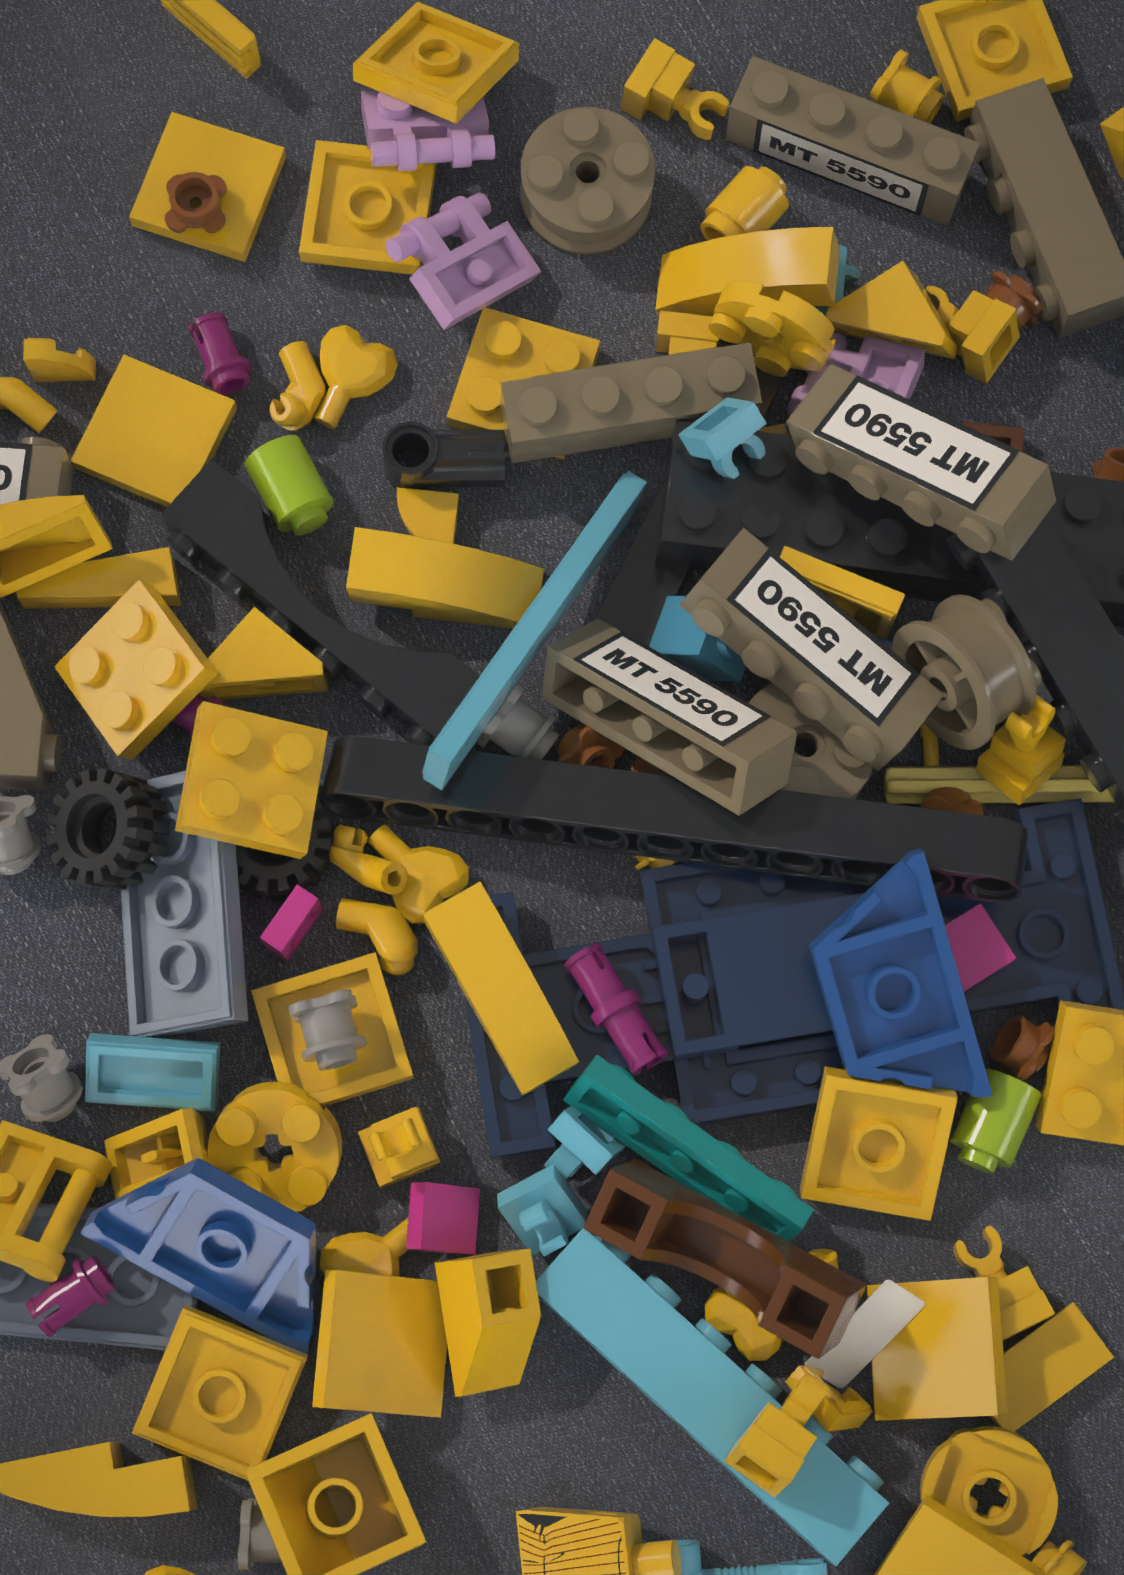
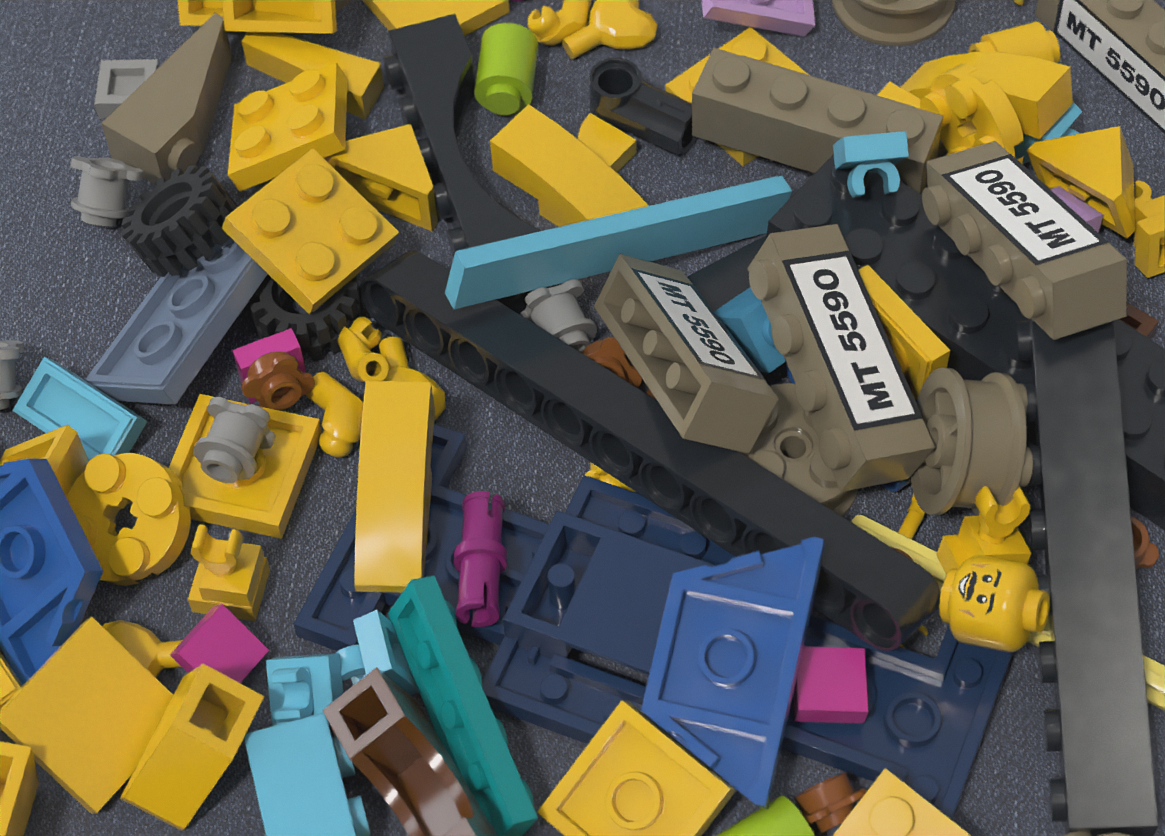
camera: 35 degrees right, 20 degrees down
(316, 941) = (276, 381): none -> dark orange plate
(1071, 811) = (993, 603): none -> yellow head

